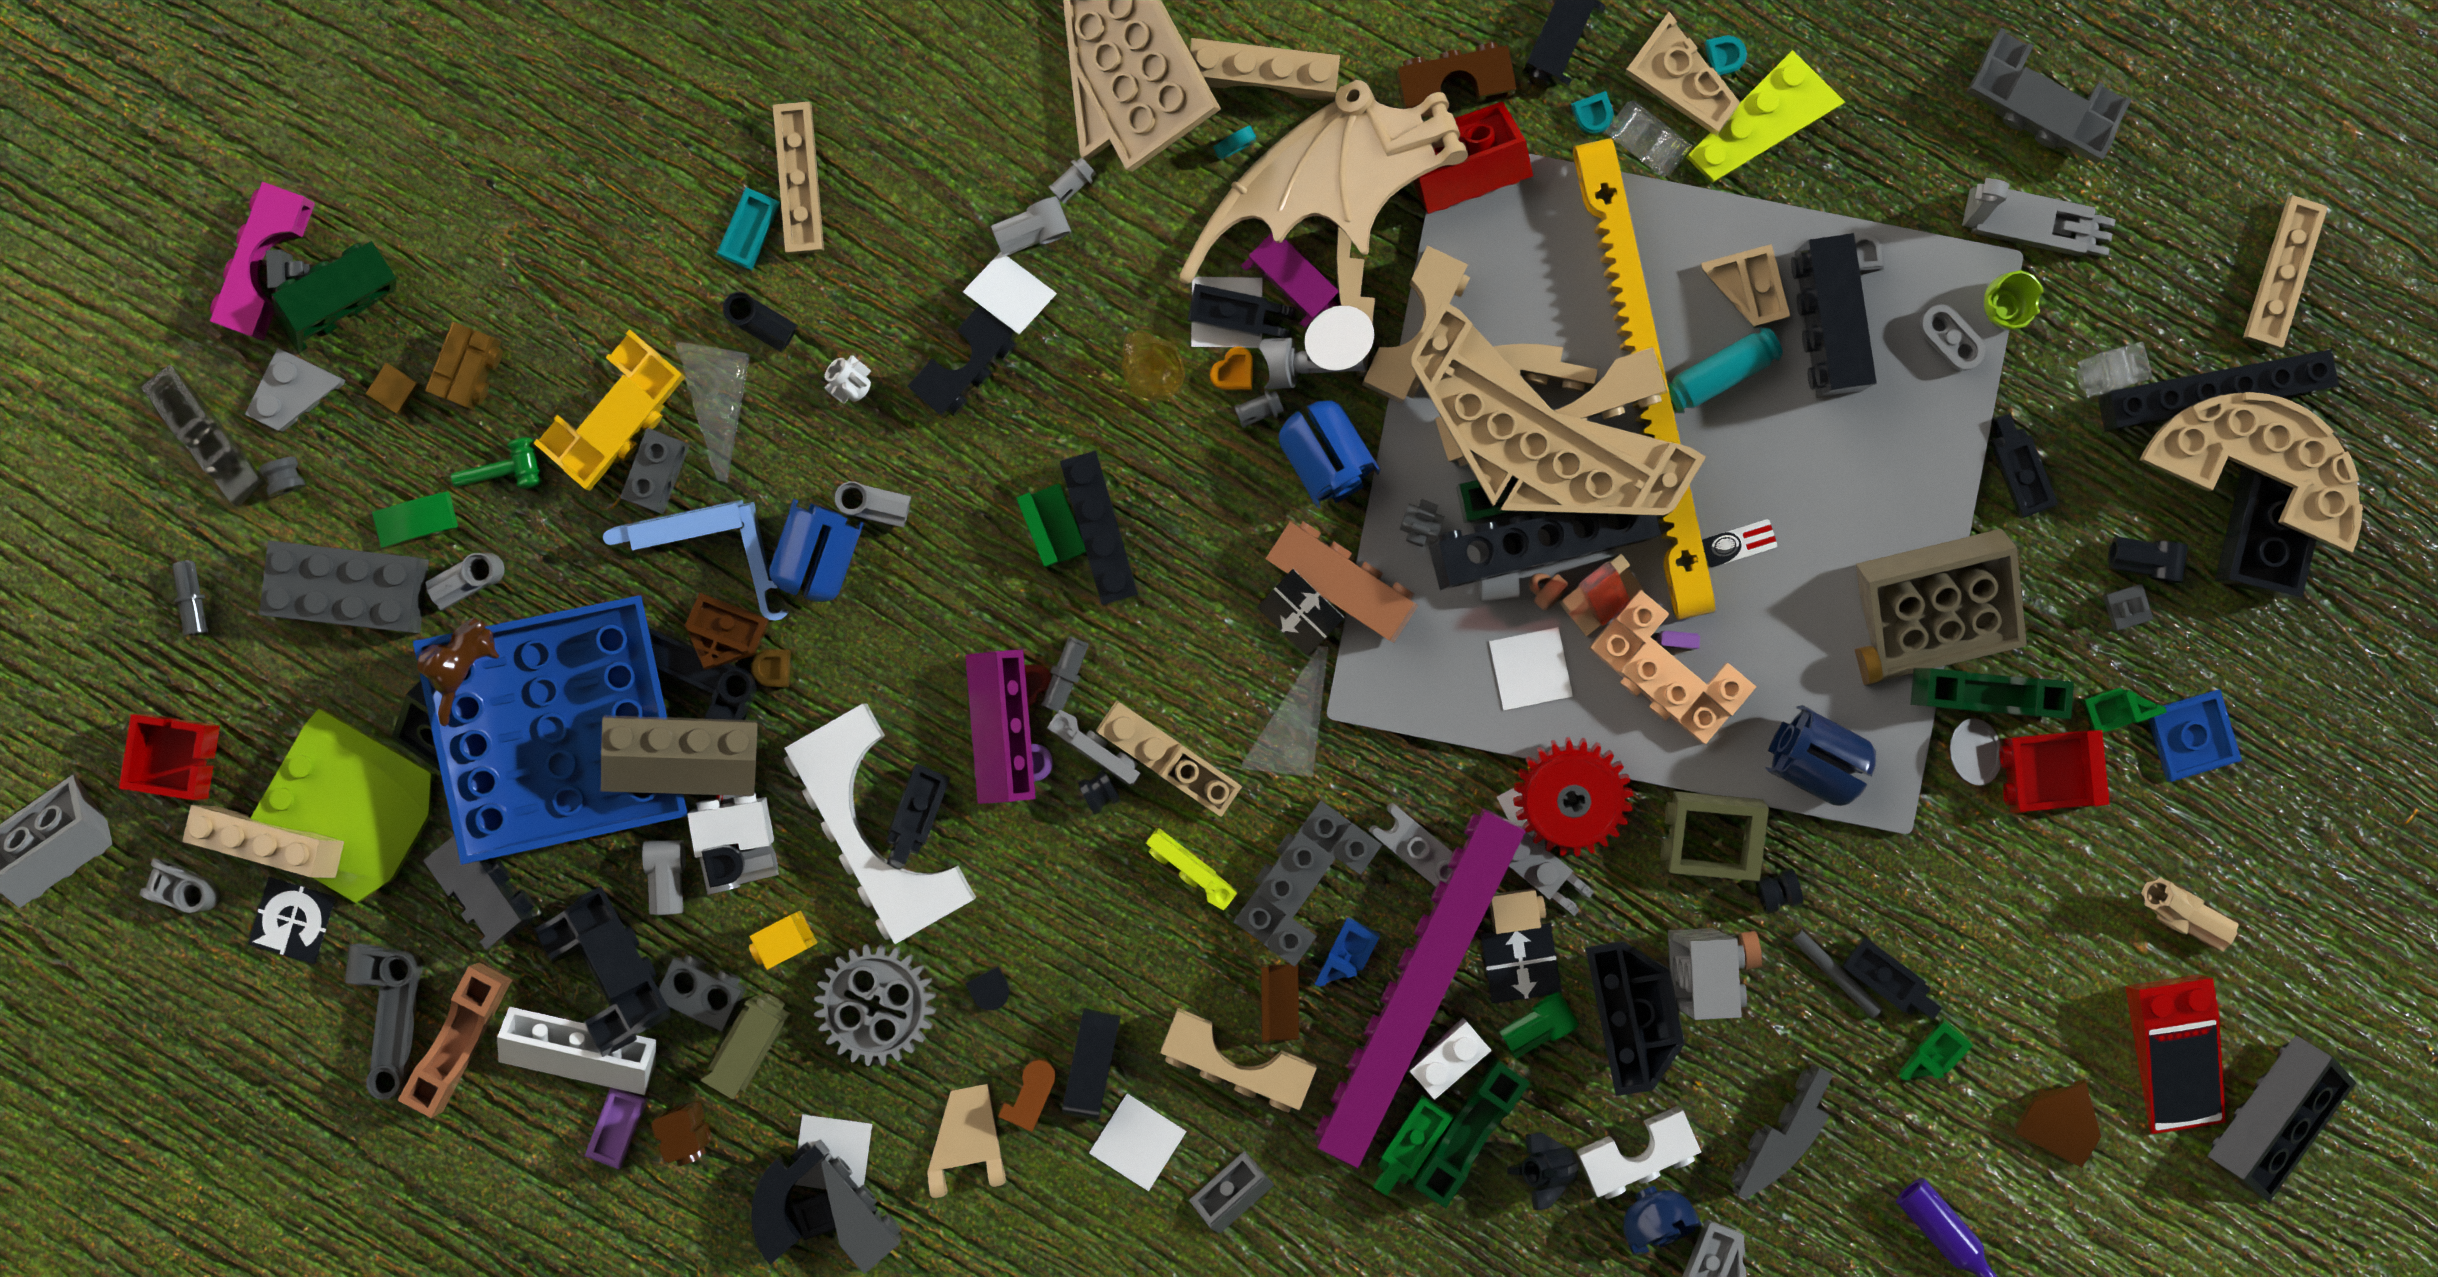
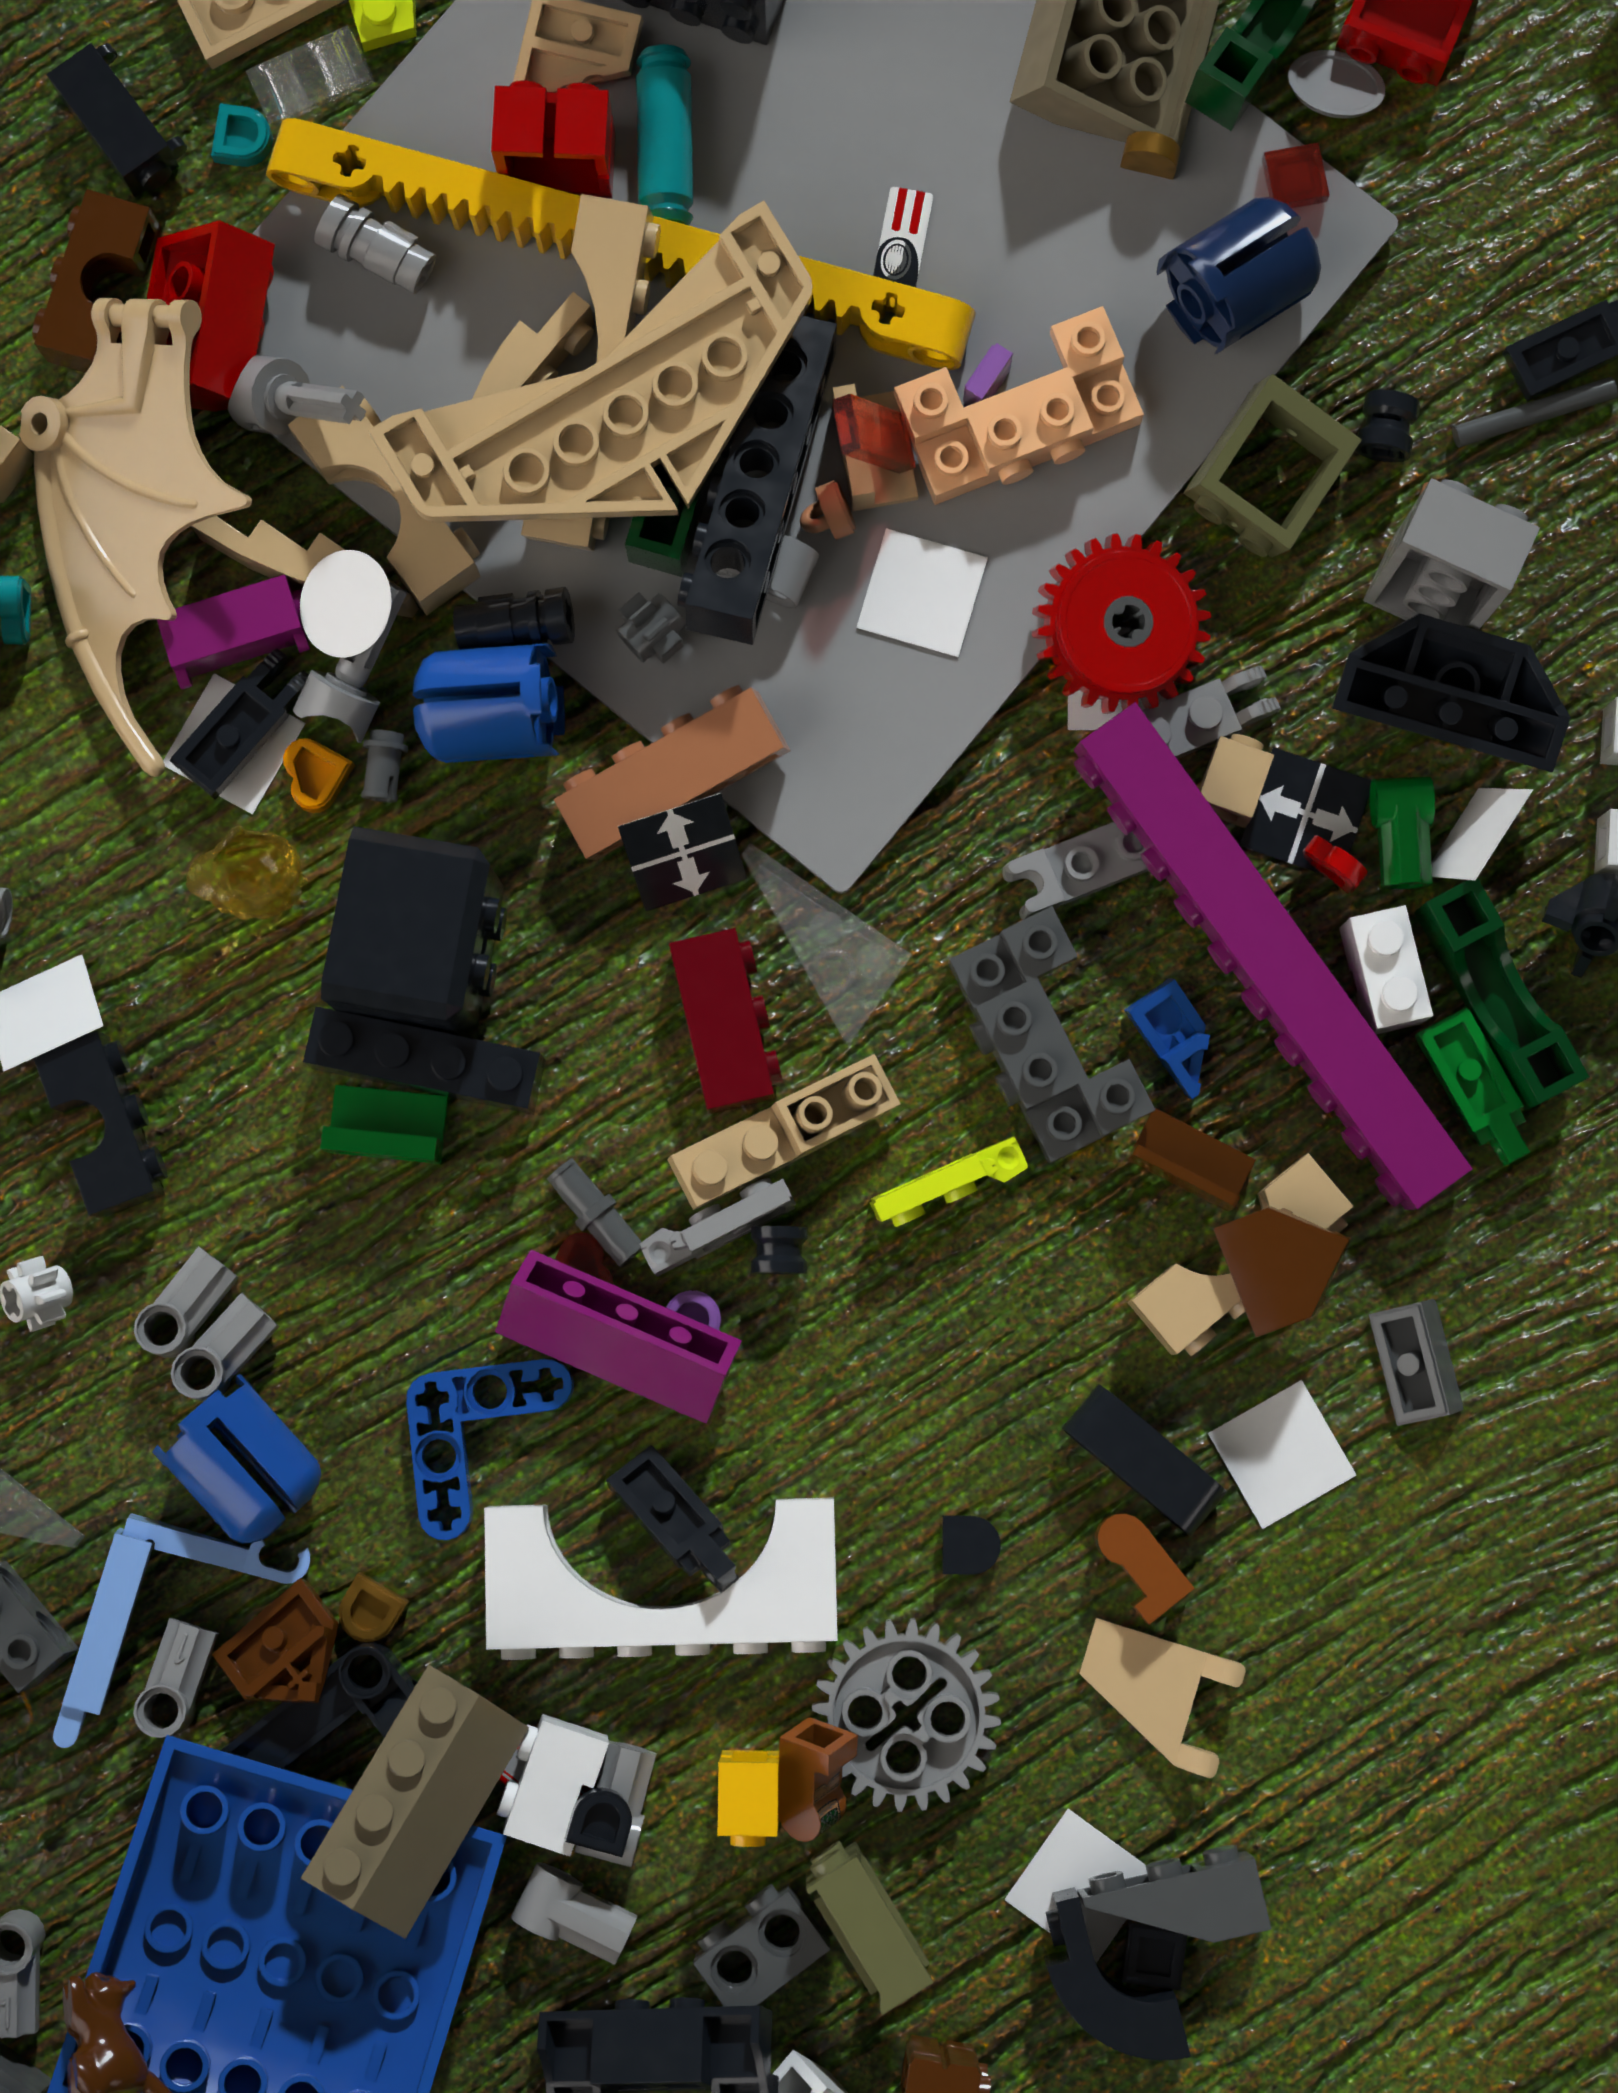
camera: 65 degrees left, 5 degrees down
(678, 578) = (176, 1672): none -> light grey piece
(810, 970) = (811, 1777): none -> dark orange leg
(891, 468) = (189, 1299): none -> light grey piece
(913, 658) = (464, 1407): none -> blue beam
(1166, 486) = (414, 932): none -> black plate
(1215, 689) = (725, 1020): none -> dark red brick
(1241, 1085) = (1280, 1265): none -> reddish brown slope
(1381, 437) = (511, 621): none -> black axle
(1443, 228) = (278, 391): none -> light grey piece
(1497, 995) = (1335, 864): none -> red tile
(1558, 1070) = (1478, 832): none -> white sticker
(1566, 240) = (378, 246): none -> light grey axle
(1683, 307) = (555, 137): none -> red piece
(1903, 757) = (1296, 175): none -> clear red tile

